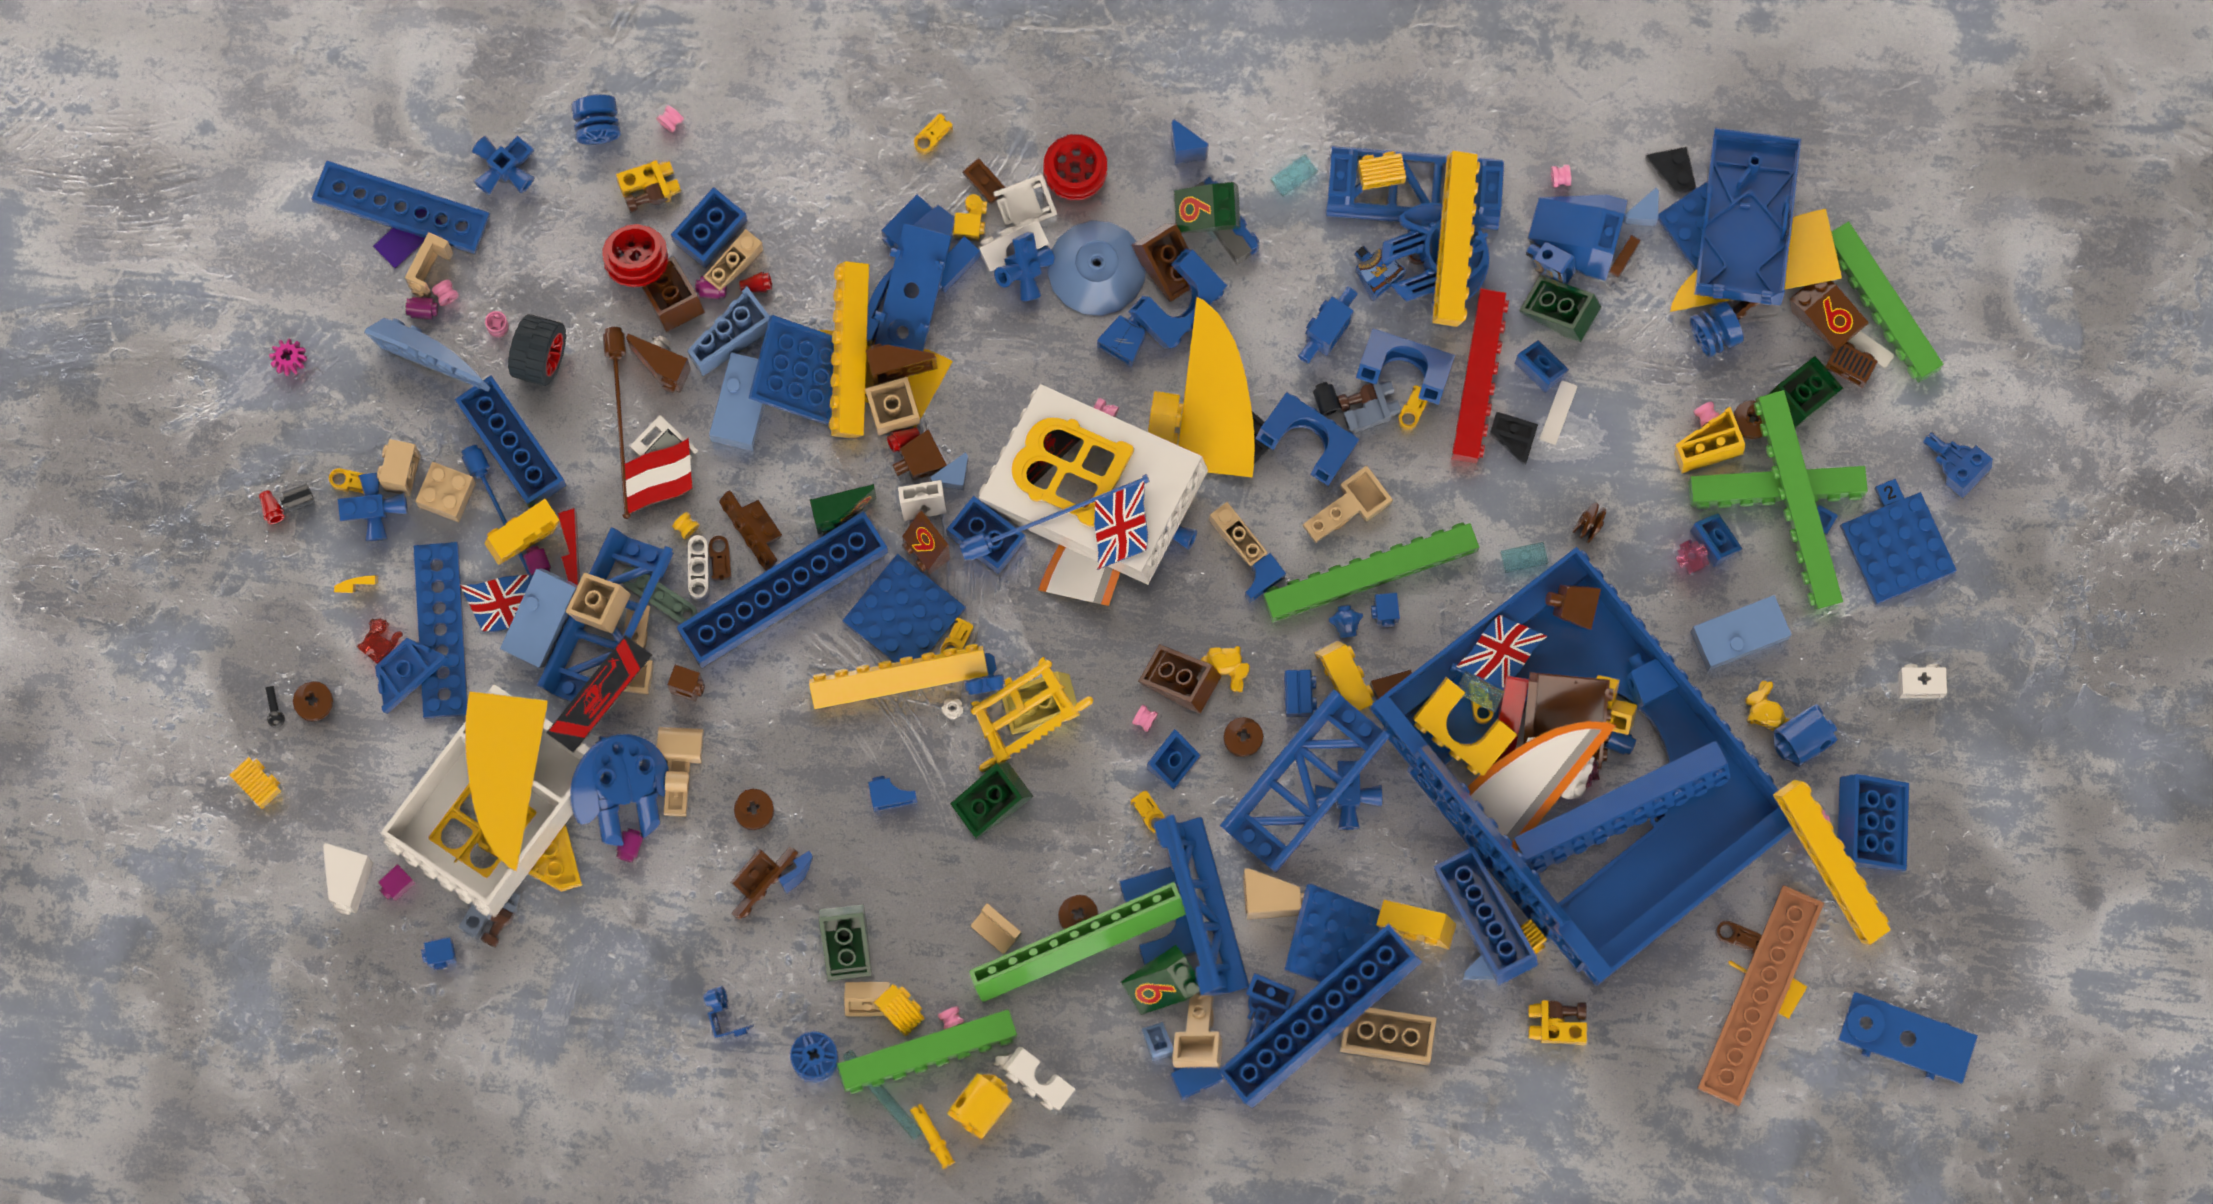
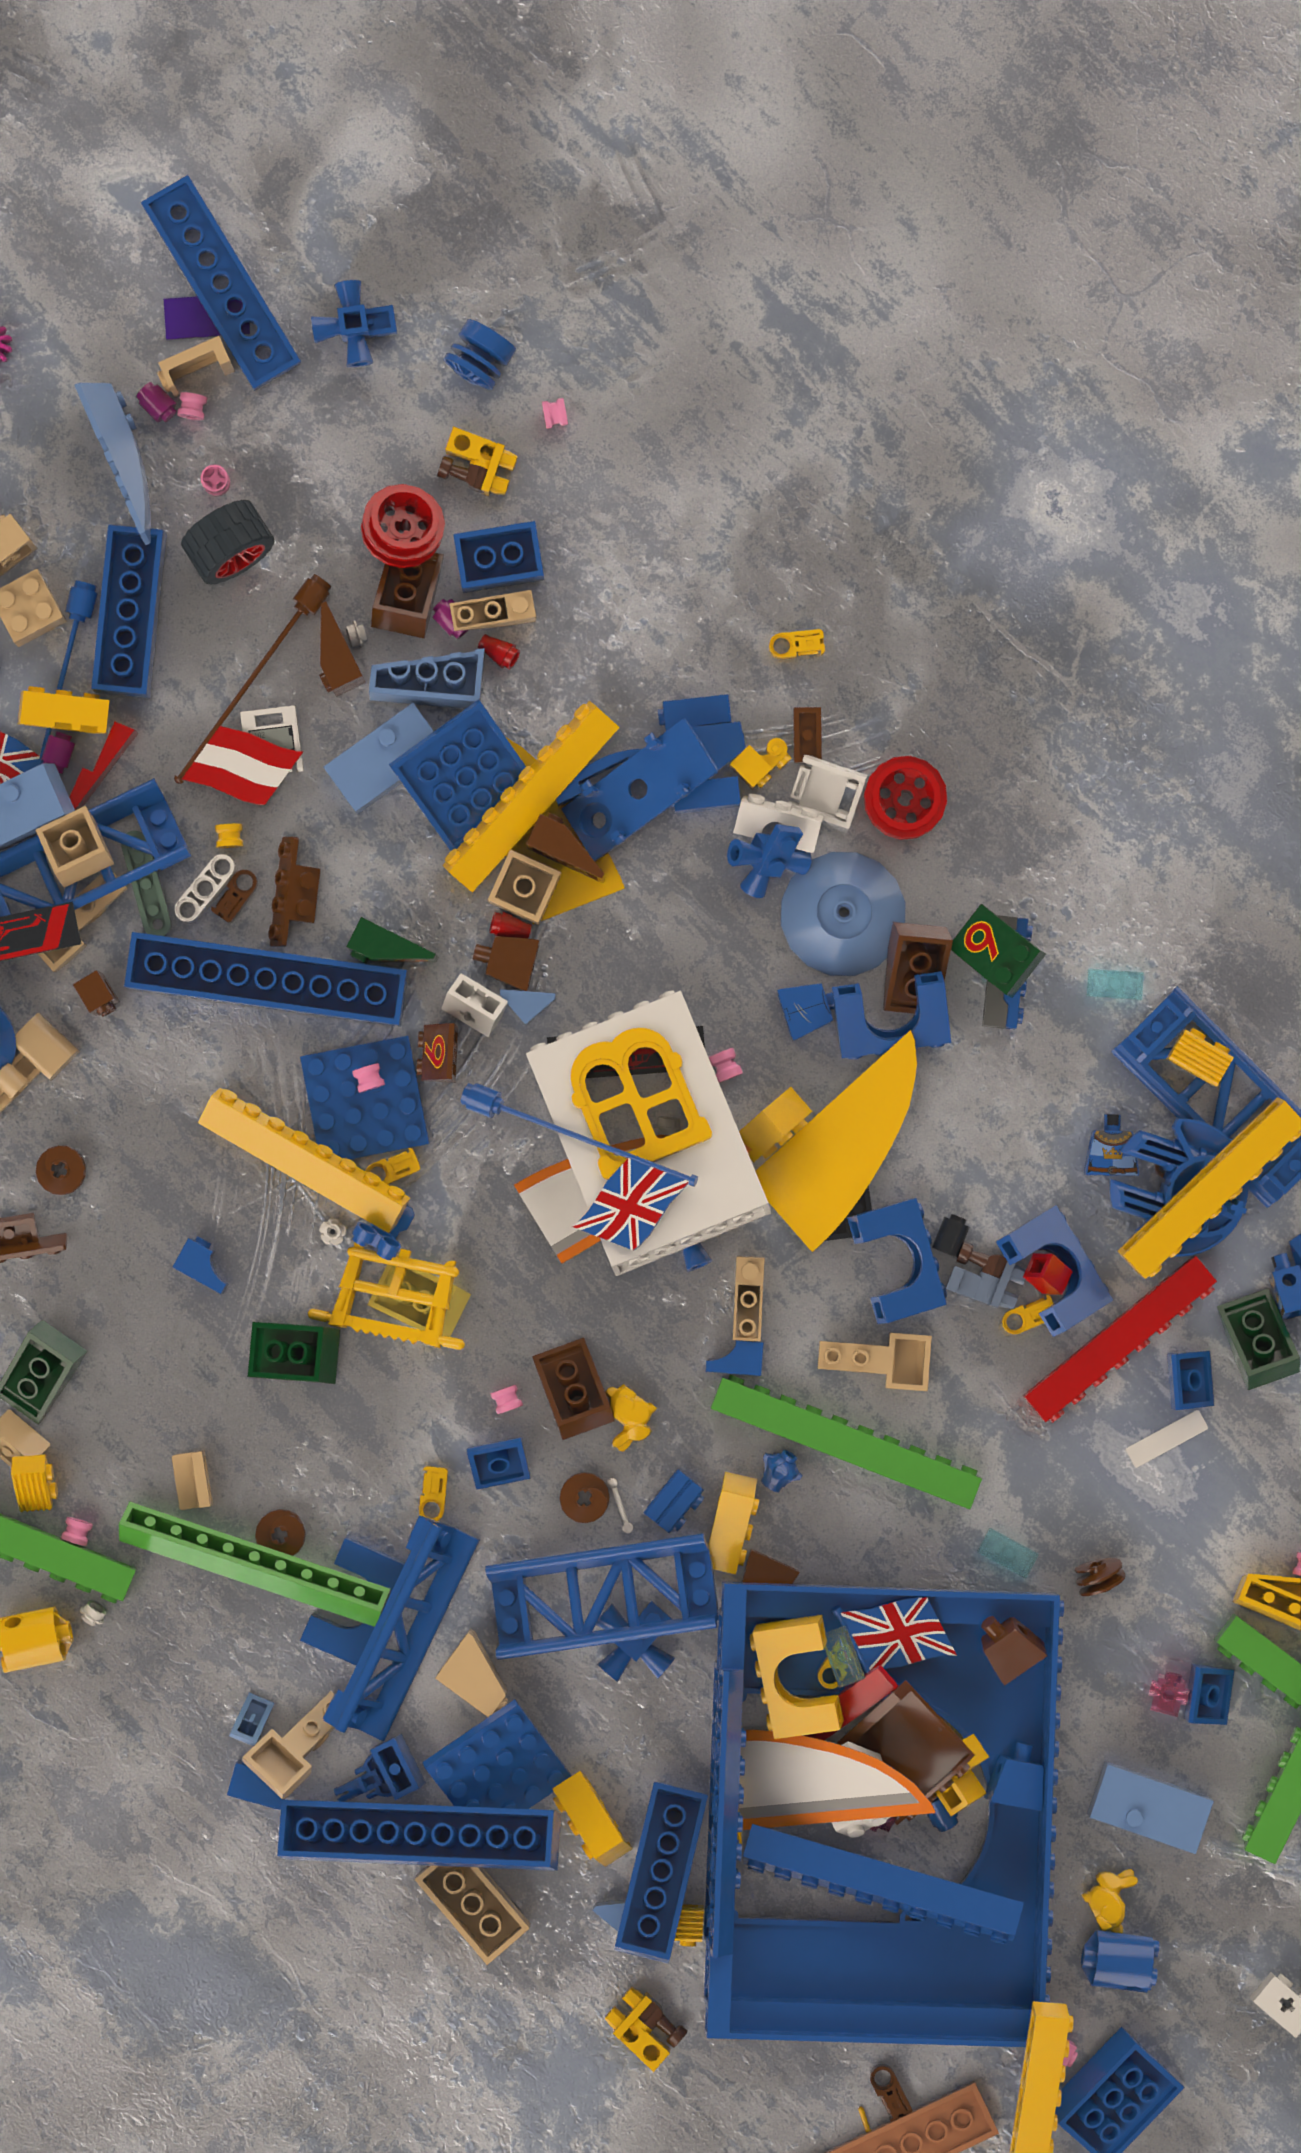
camera: 45 degrees right, 10 degrees up
(797, 875) = (60, 1264): blue slope -> none
(895, 594) = (368, 1078): none -> bright pink wheel
(979, 518) = (510, 1074): blue brick -> none
(1022, 1068) = (110, 1683): white arch -> none
(1162, 982) = (302, 1669): dark green slope -> none
(1187, 145) = (1032, 867): blue slope -> none
(1284, 734) = (627, 1526): none -> white hinge
(1329, 325) = (1016, 1167): blue brick -> none
(1385, 609) = (828, 1491): blue brick -> none
(1403, 372) = (1047, 1274): none -> red brick
(1514, 435) = (1103, 1426): black wing -> none

